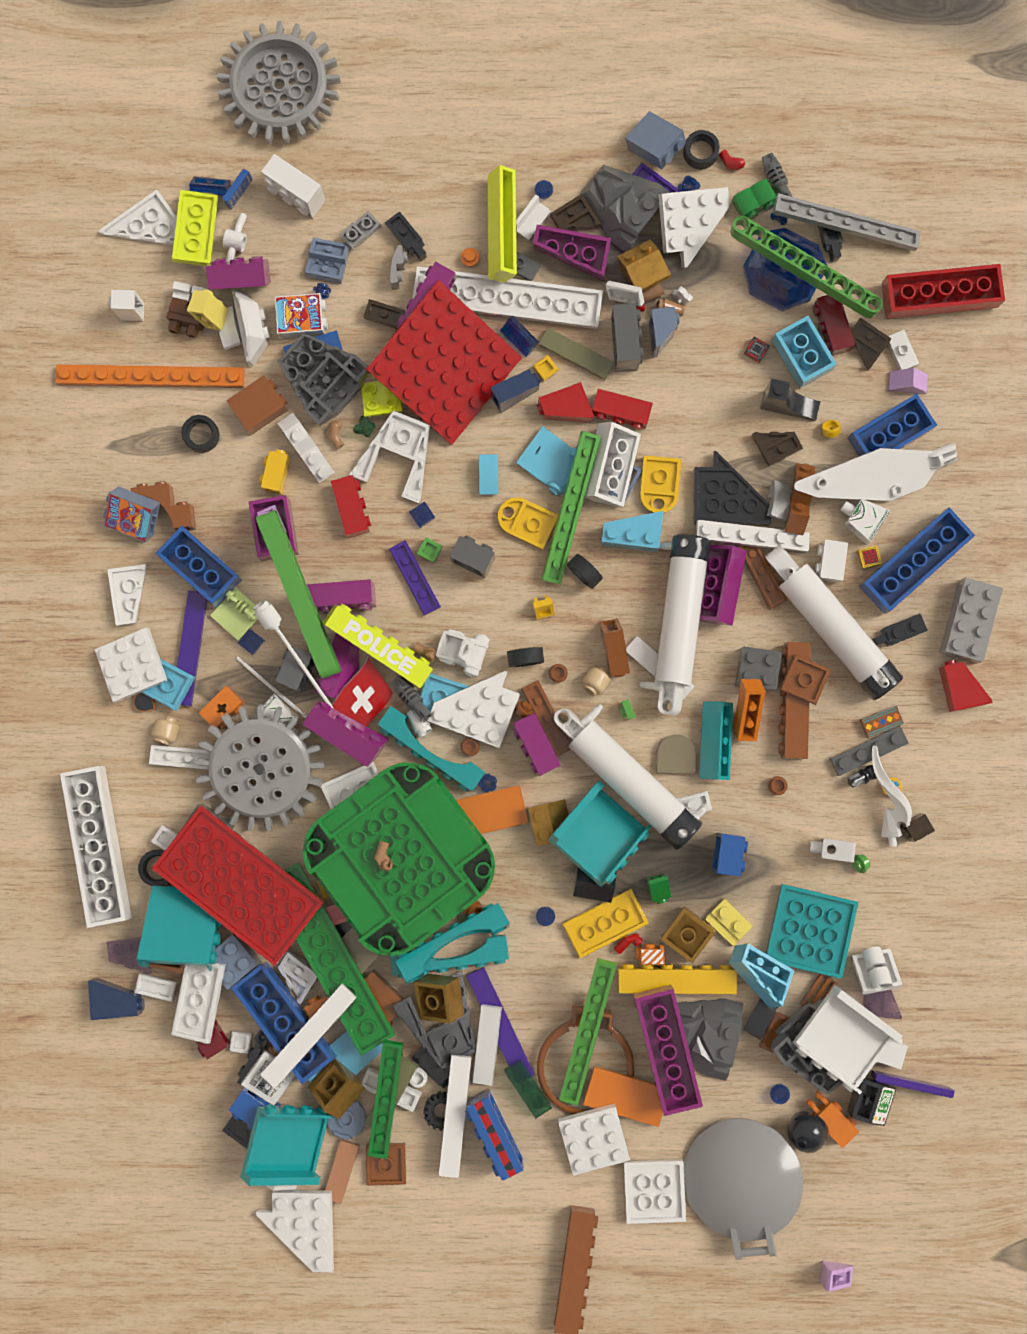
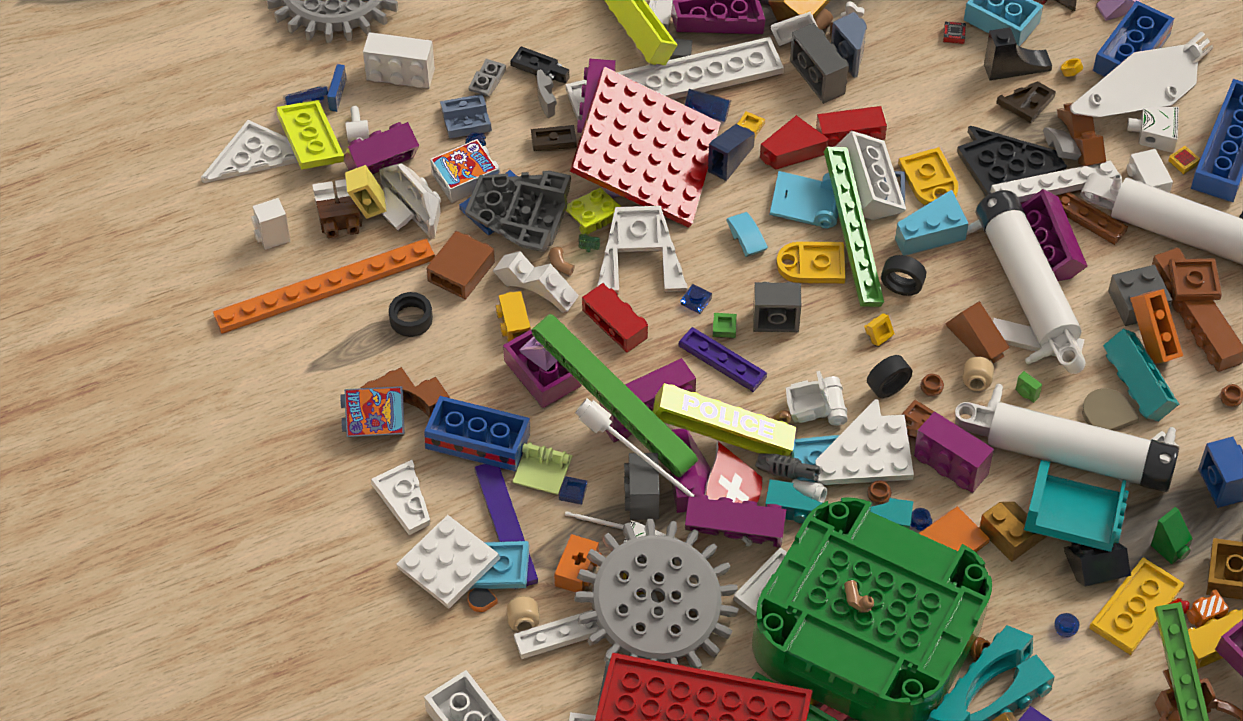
camera: 30 degrees left, 30 degrees down
(470, 257) = (619, 57): orange plate -> none
(576, 353) = (774, 101): olive tile -> none

